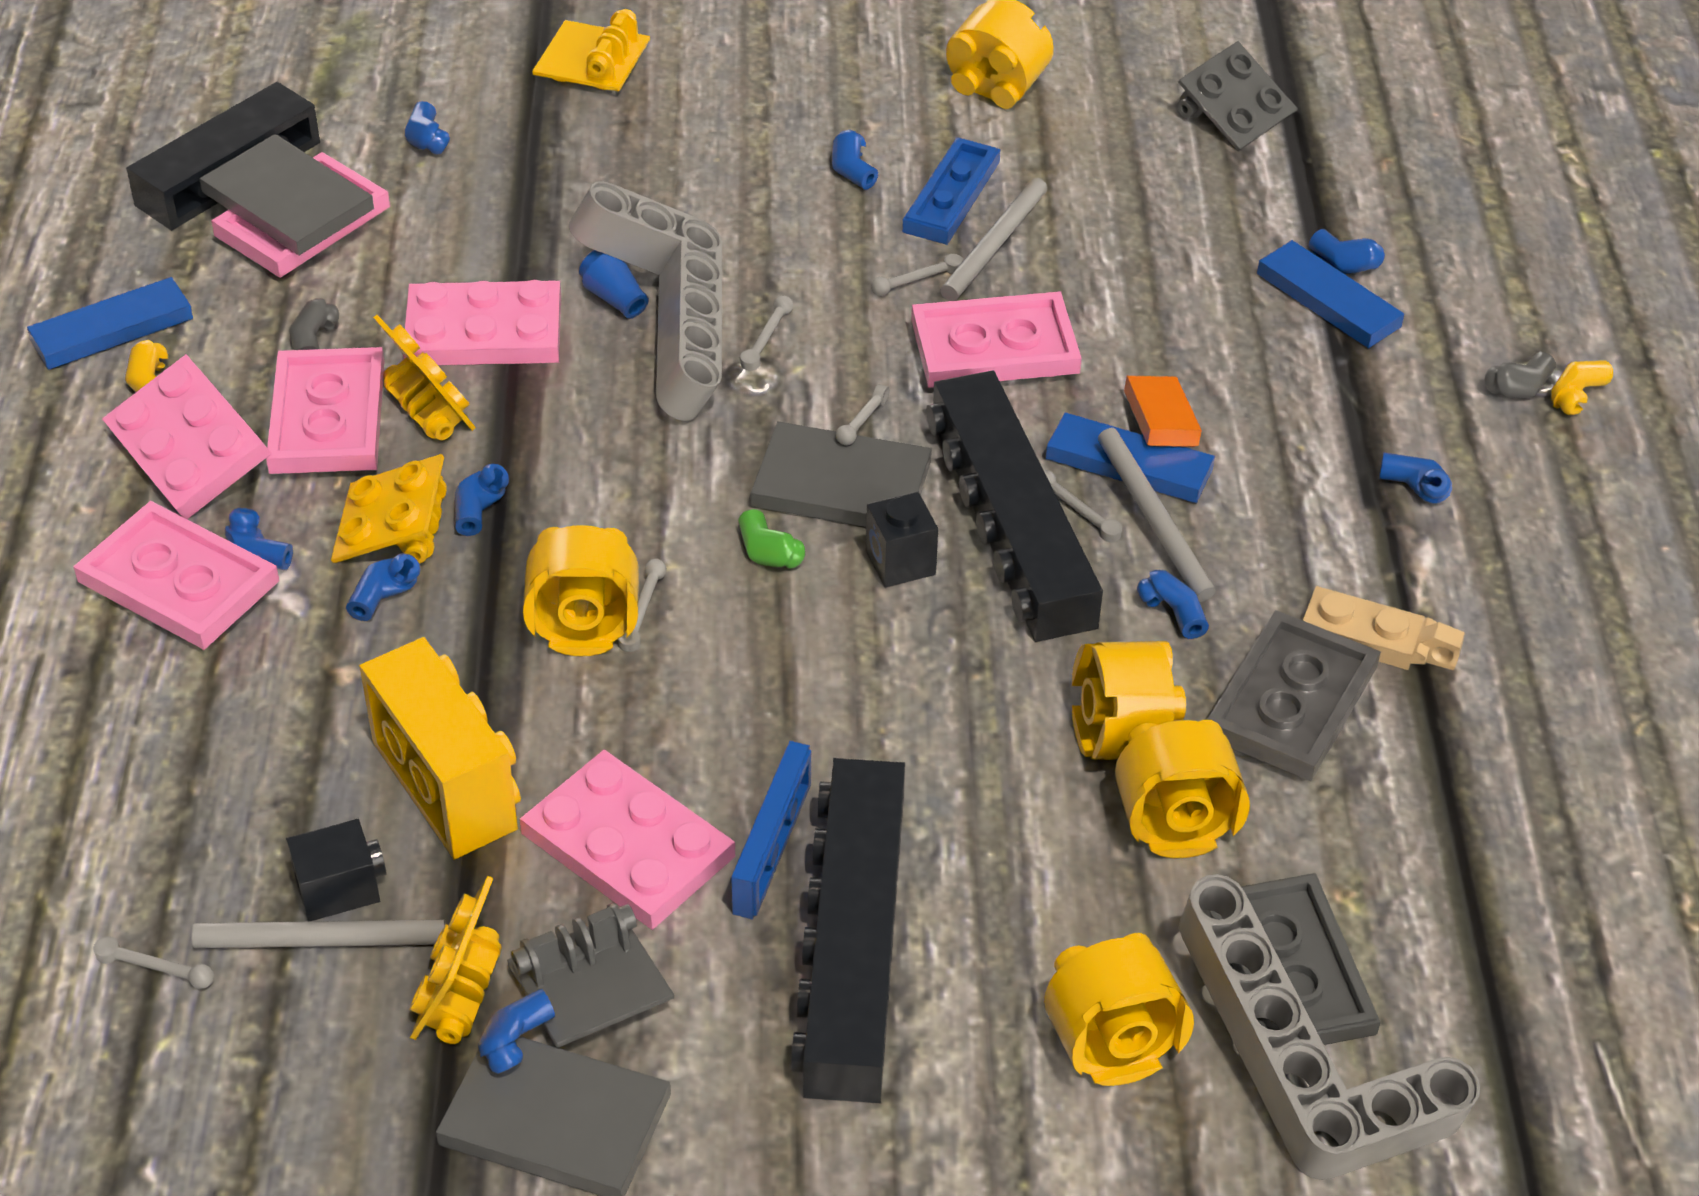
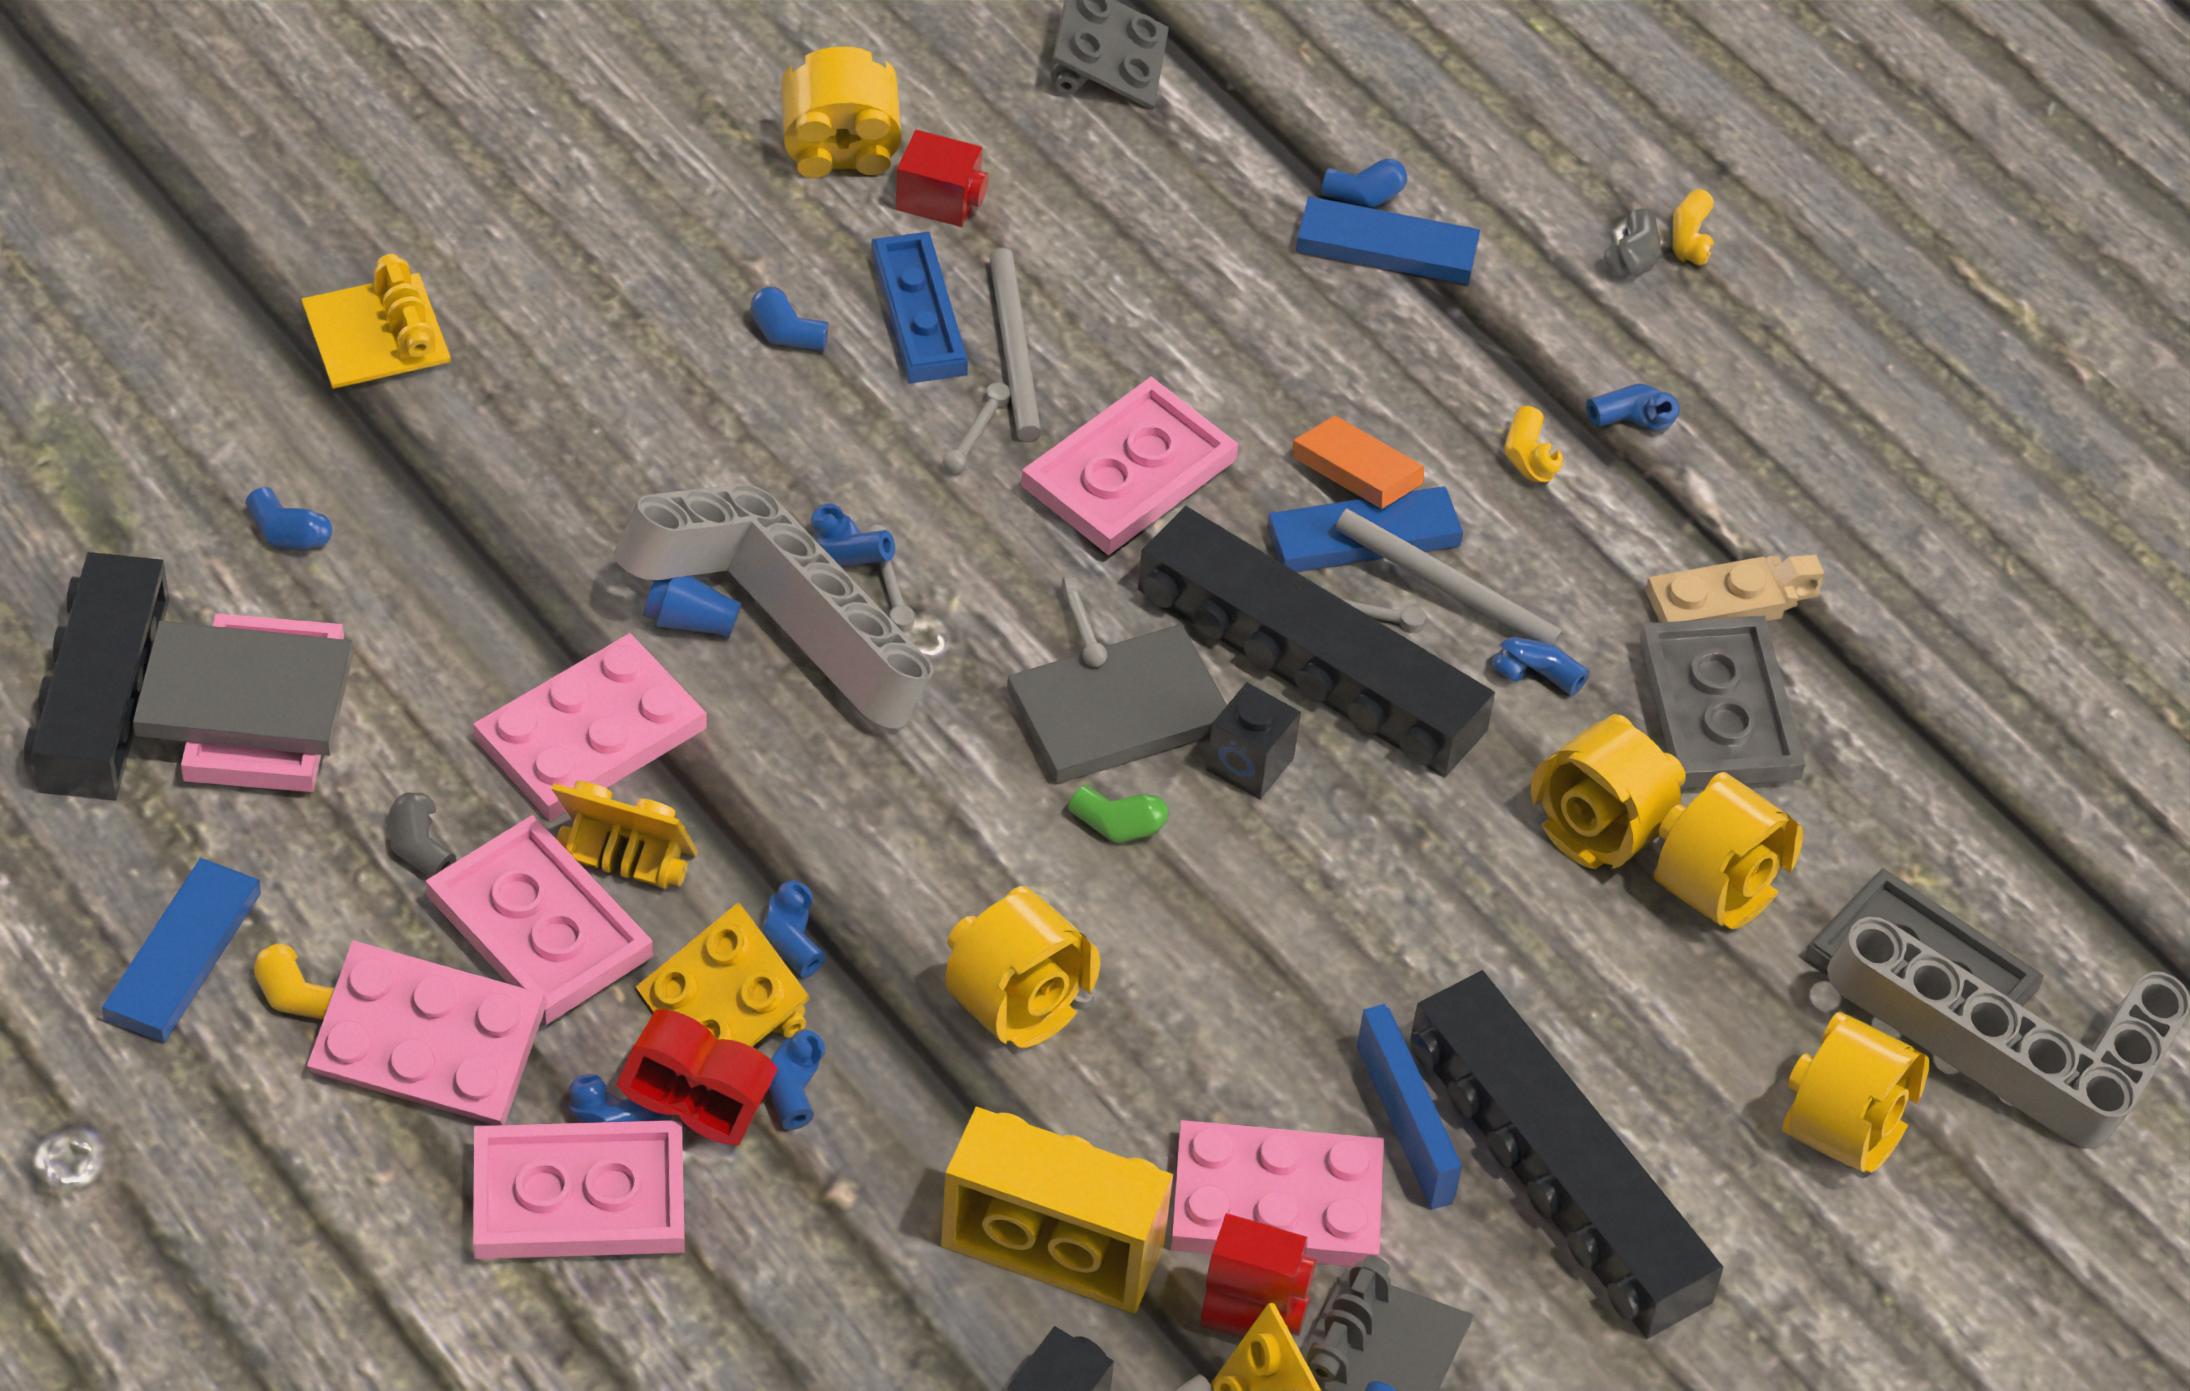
camera: 40 degrees left, 5 degrees up
(306, 542) = (702, 1079): none -> red brick
(525, 869) = (1253, 1268): none -> red brick
(756, 294) = (844, 540): none -> blue arm
(1035, 120) = (940, 178): none -> red brick
(1303, 463) = (1525, 452): none -> yellow arm

